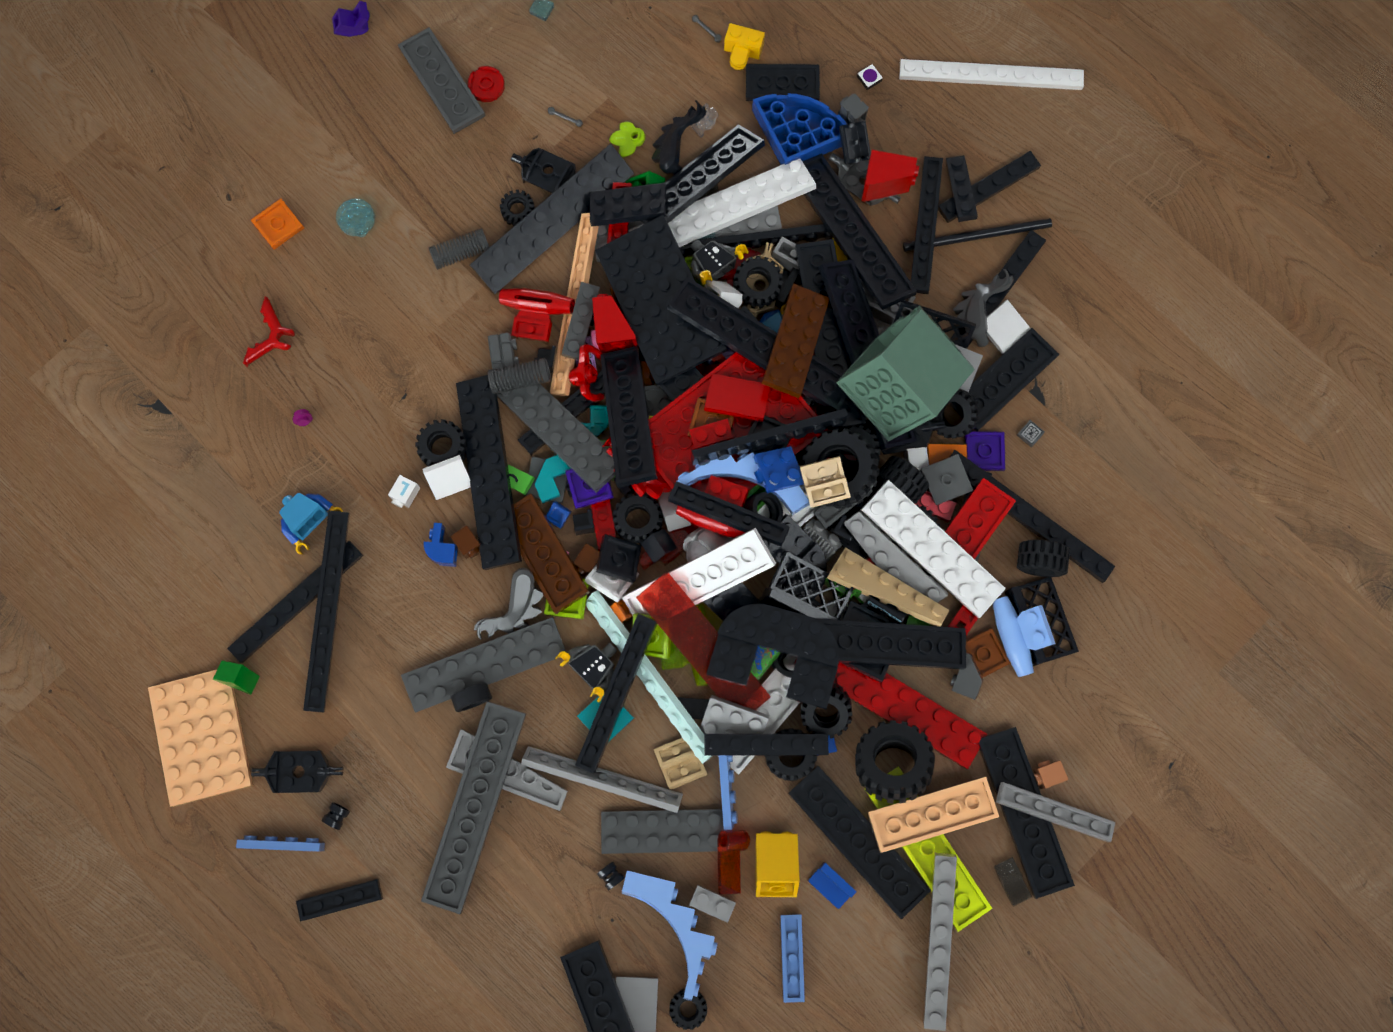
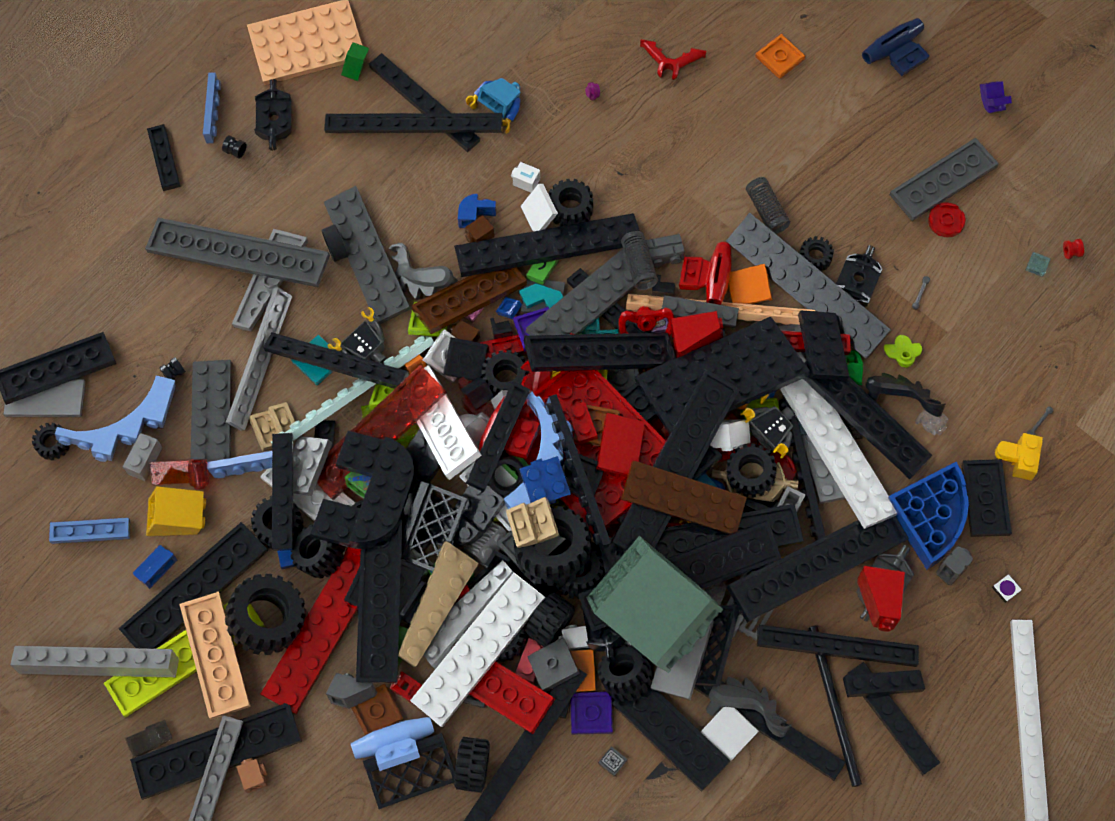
camera: 90 degrees right, 10 degrees down
(279, 107) = (899, 47): none -> dark blue plate
(355, 217) = (792, 118): clear light blue tile -> none
(550, 272) = (750, 285): none -> orange piece
(855, 142) = (919, 562): black hinge -> none

